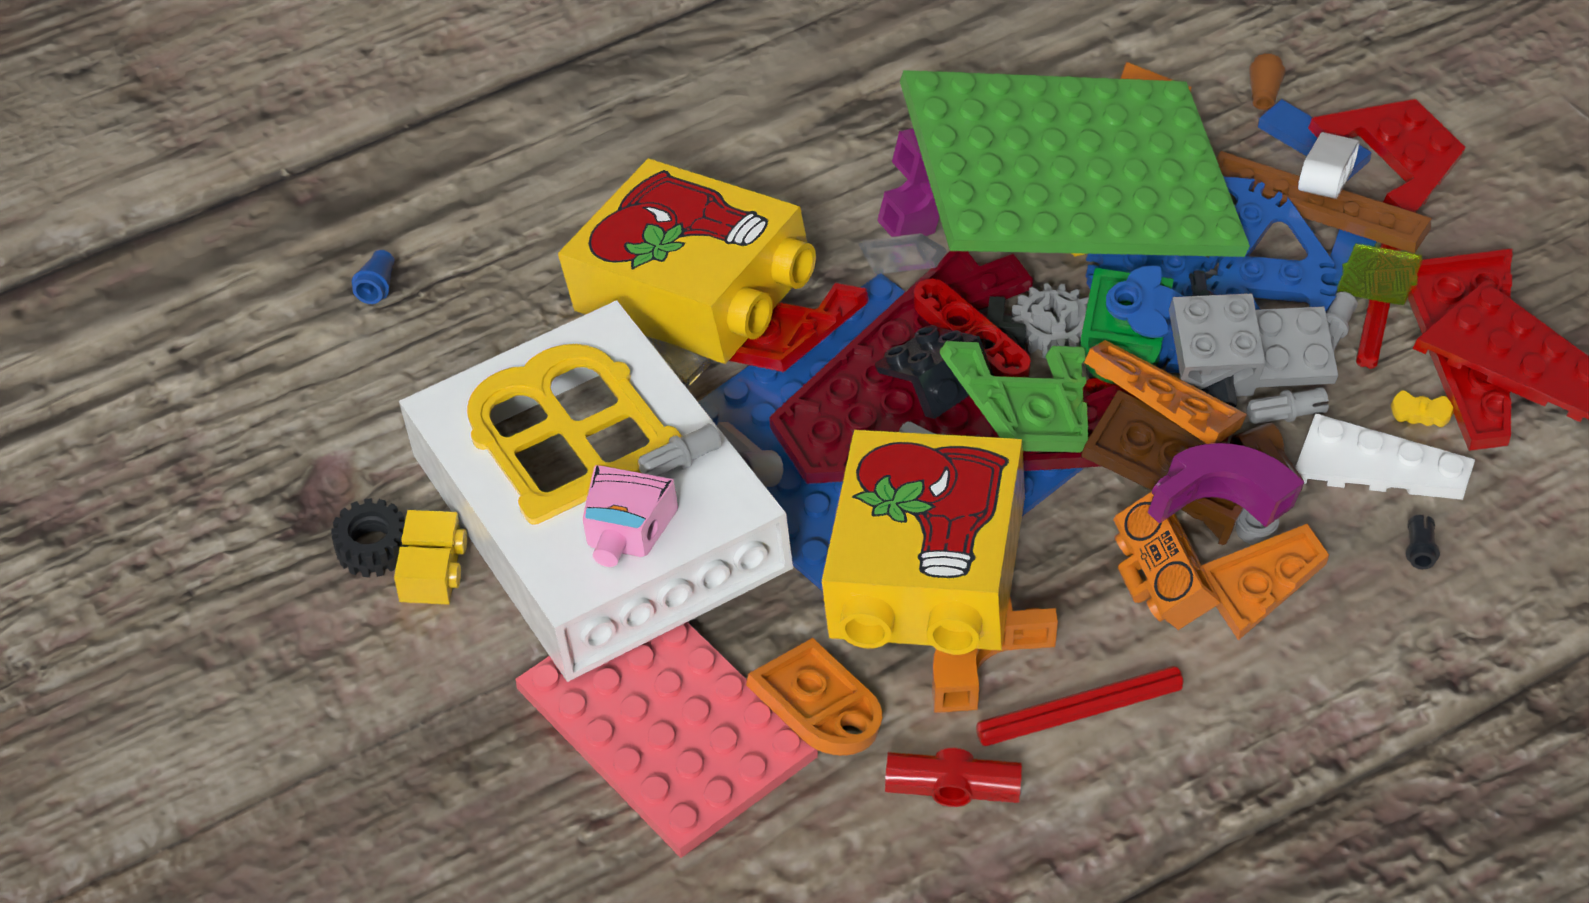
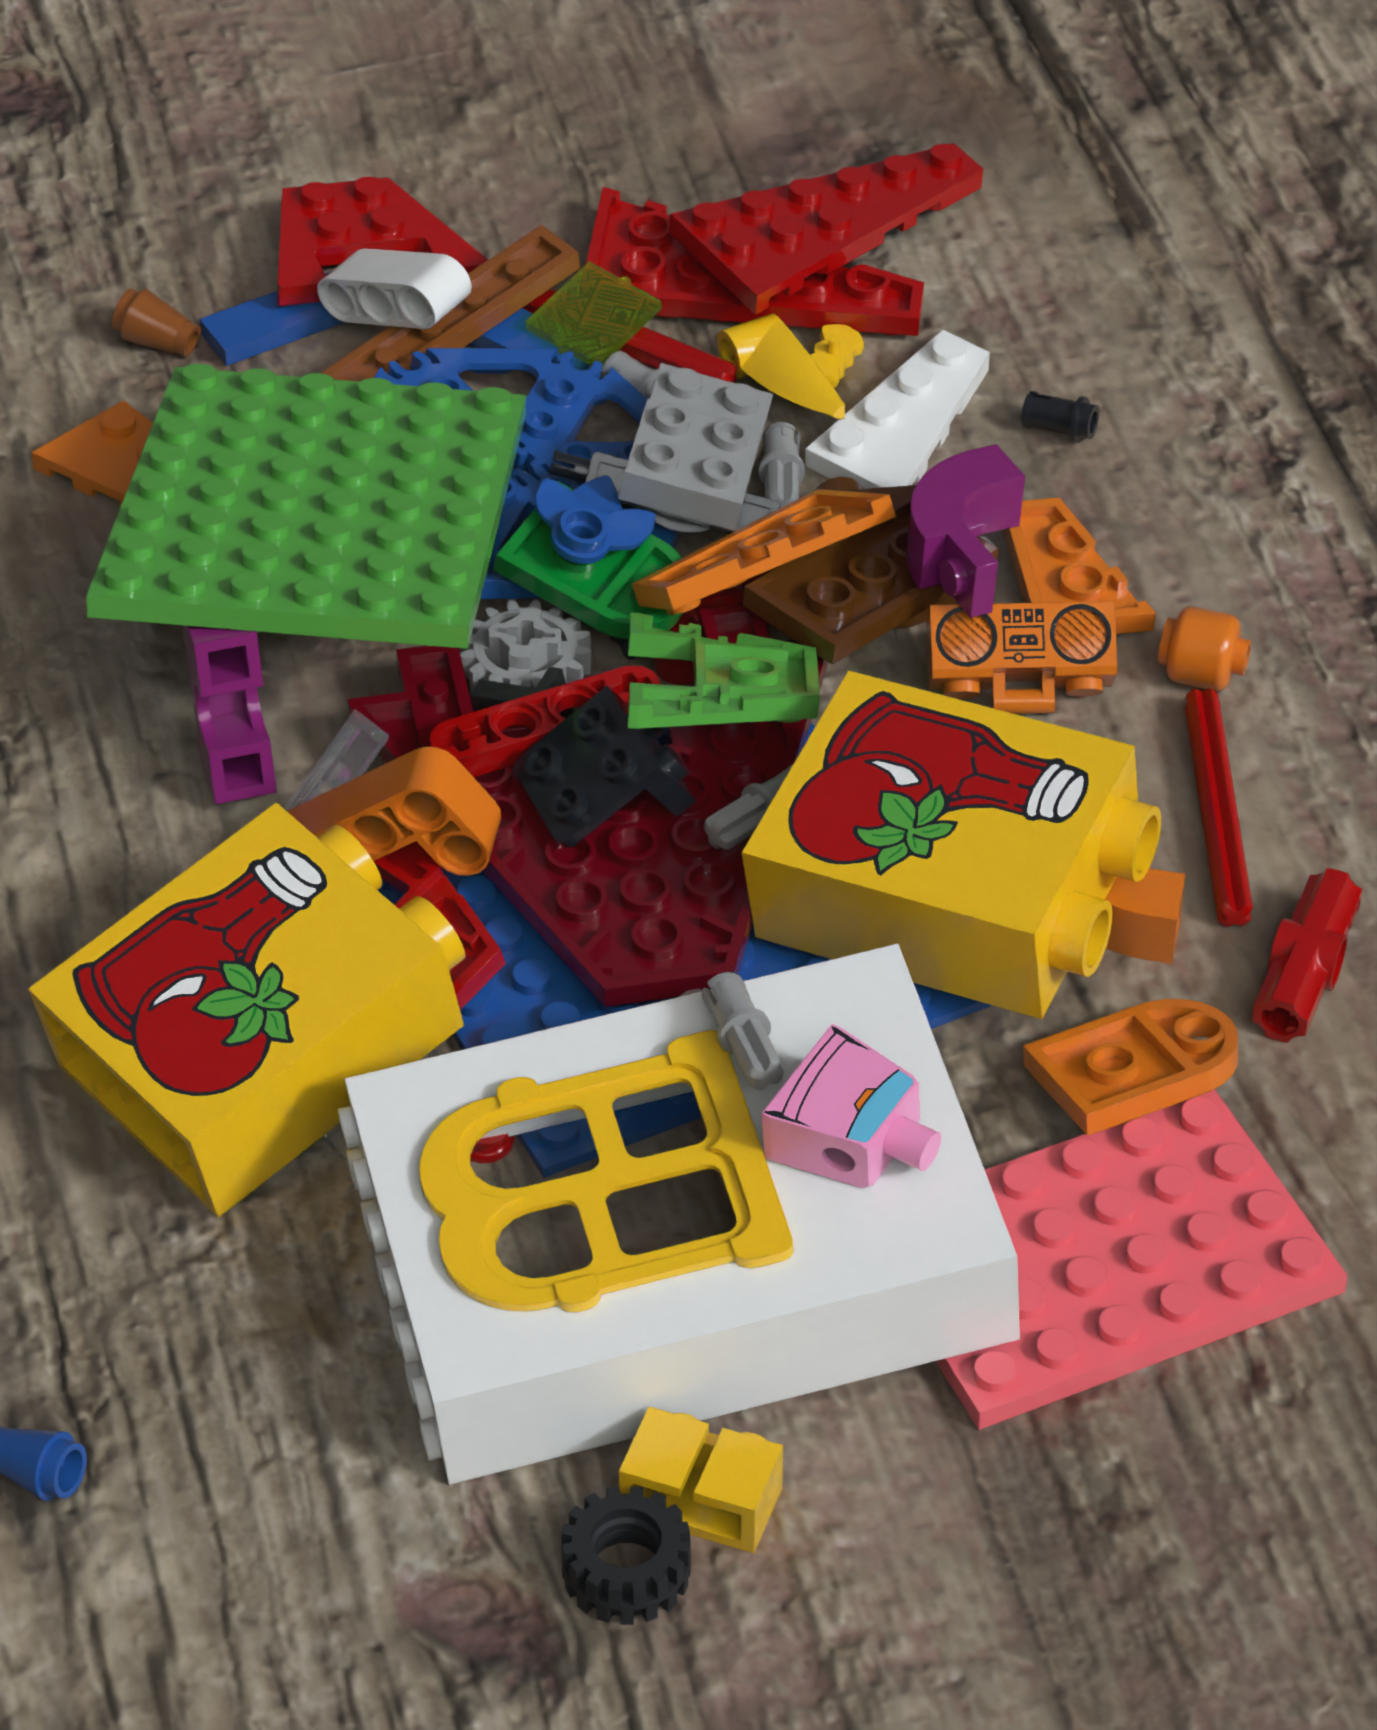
camera: 75 degrees left, 5 degrees down
(853, 280) = (408, 800): none -> orange beam
(1216, 663) = (1203, 648): none -> orange head
(1392, 371) = (780, 363): none -> yellow piece

